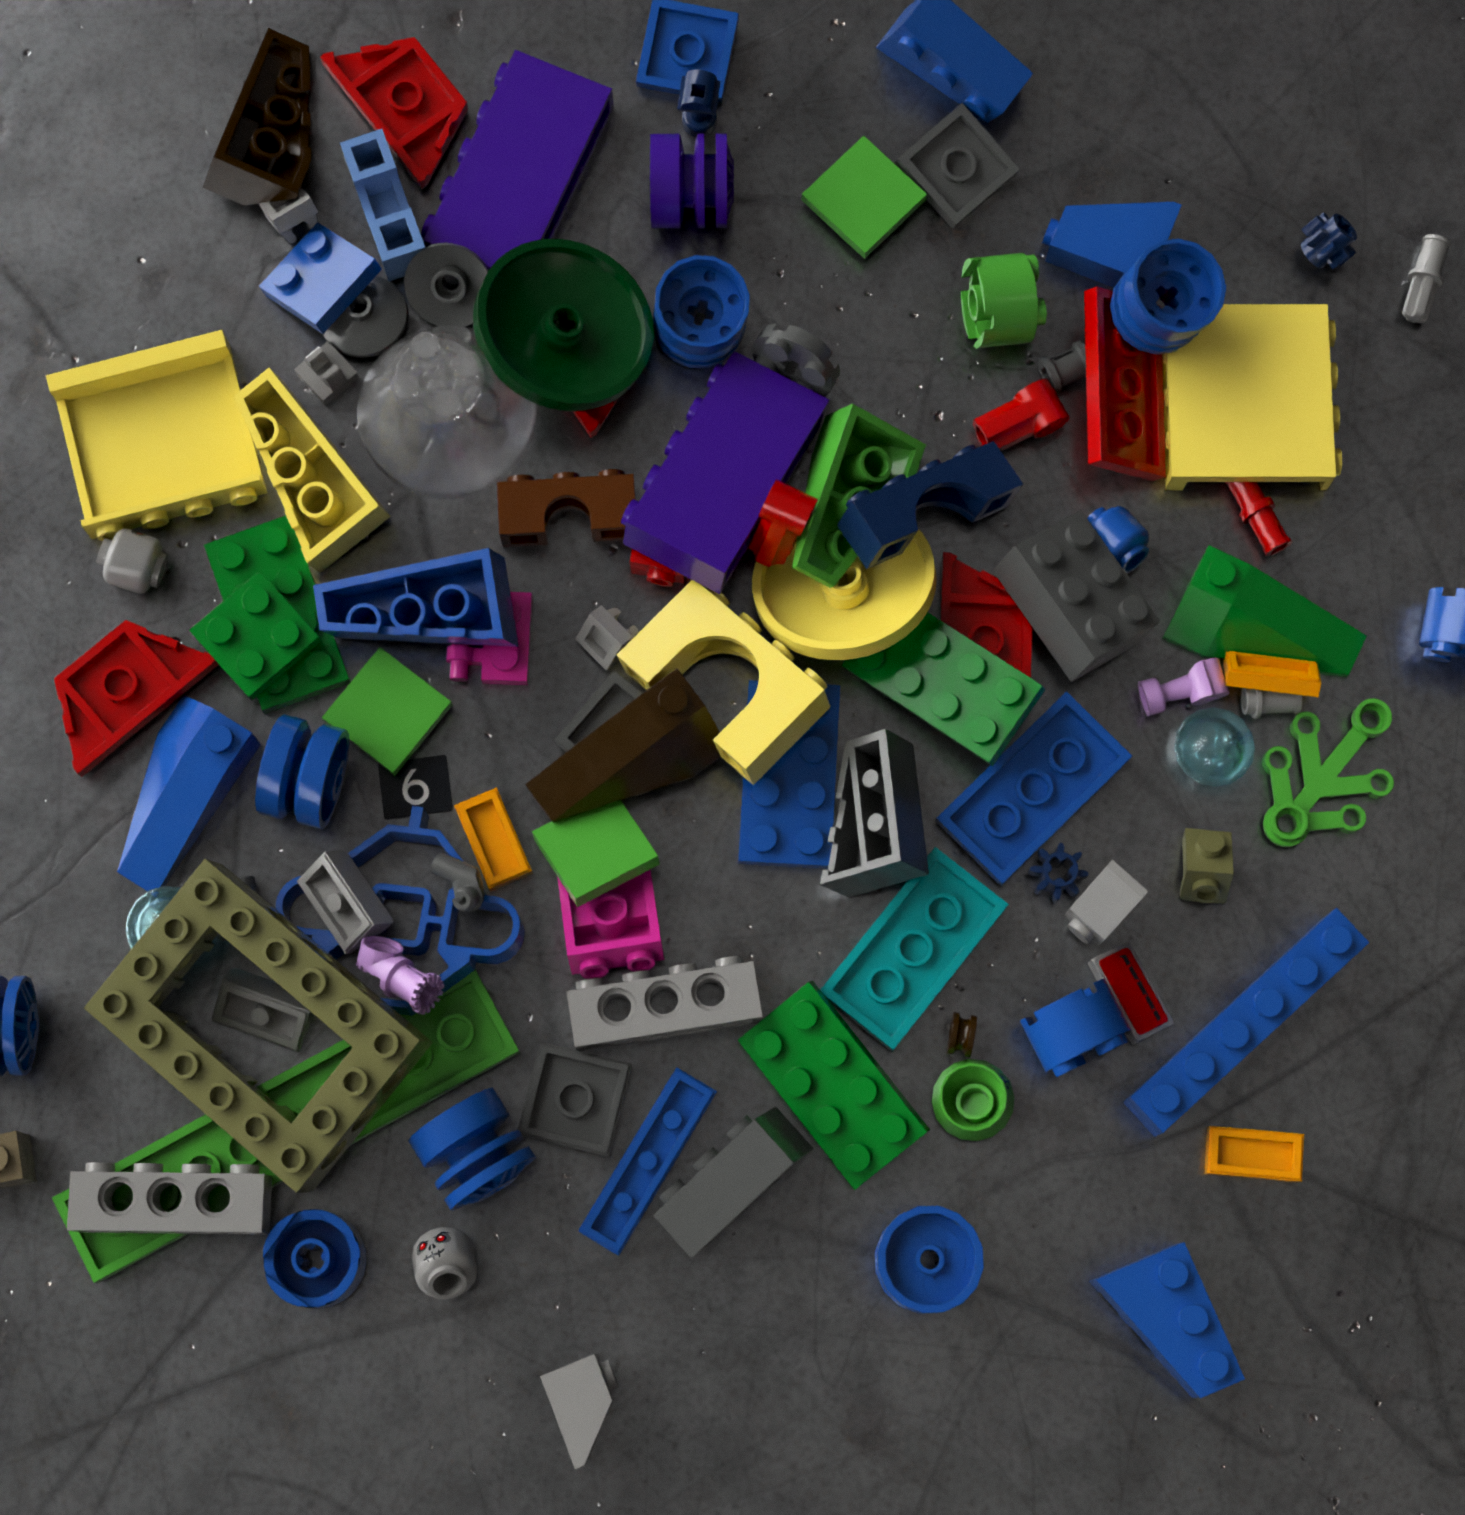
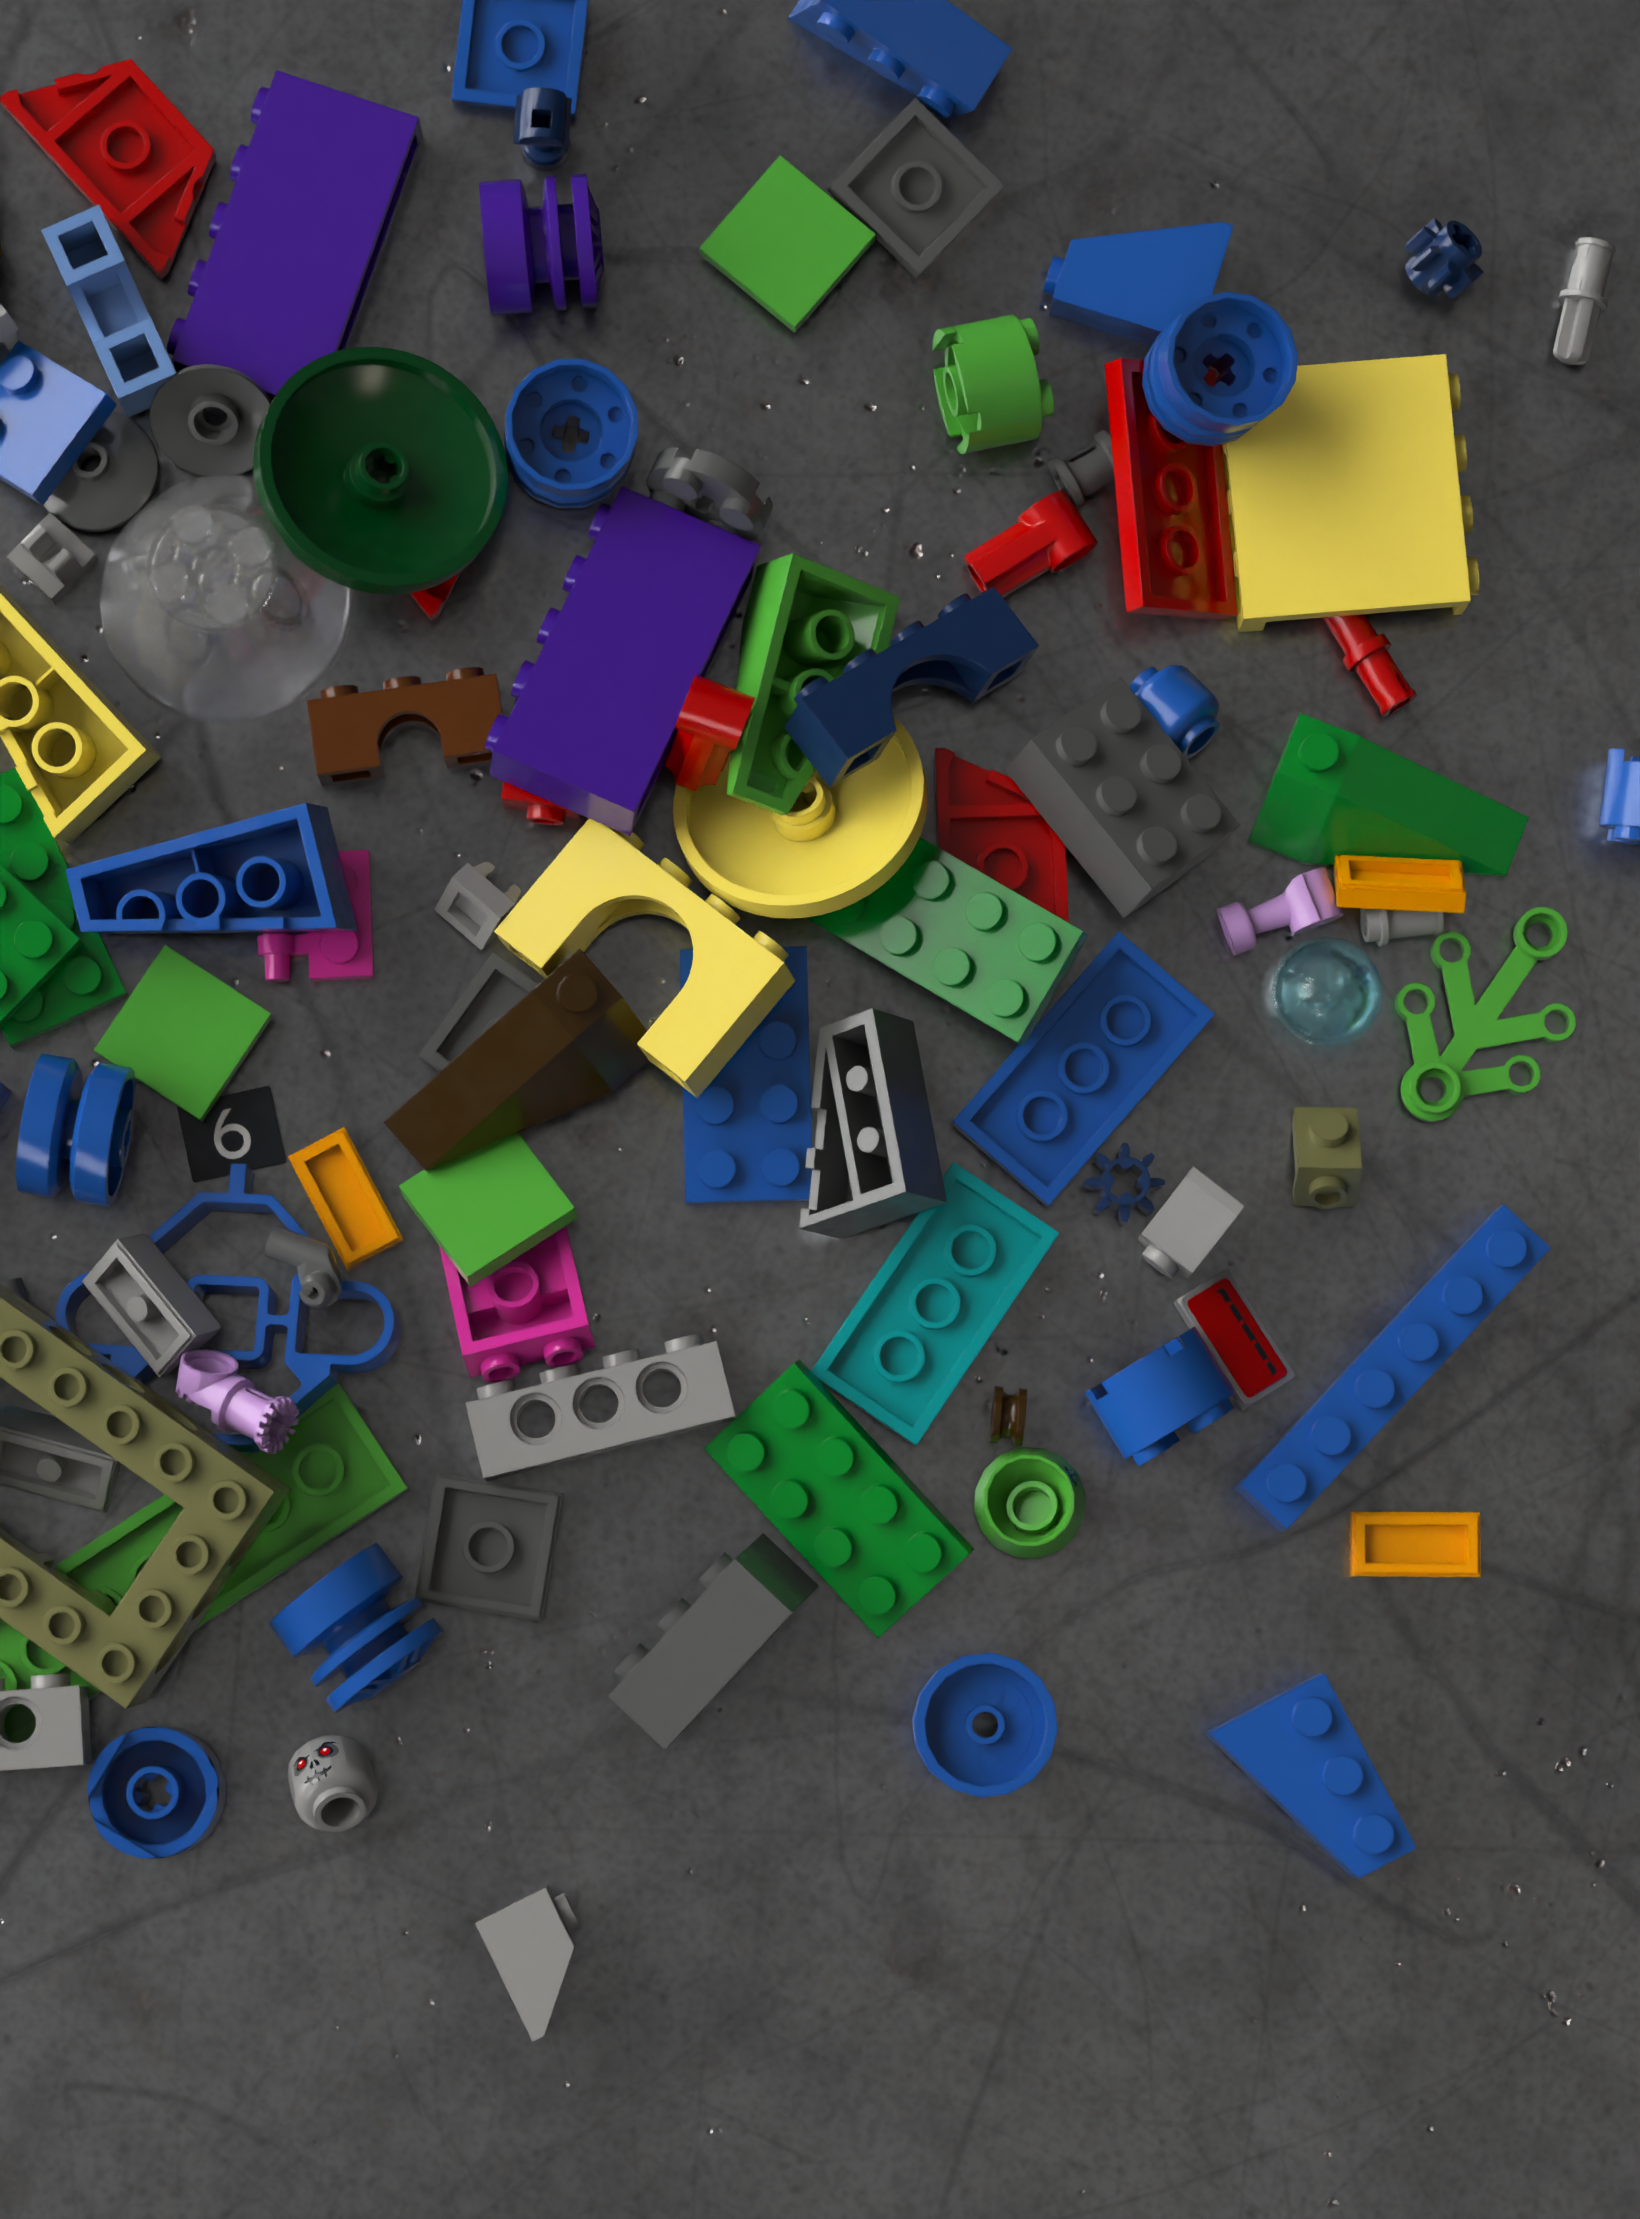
camera: 10 degrees left, 5 degrees up
(647, 1161) = (595, 1622): blue tile -> none

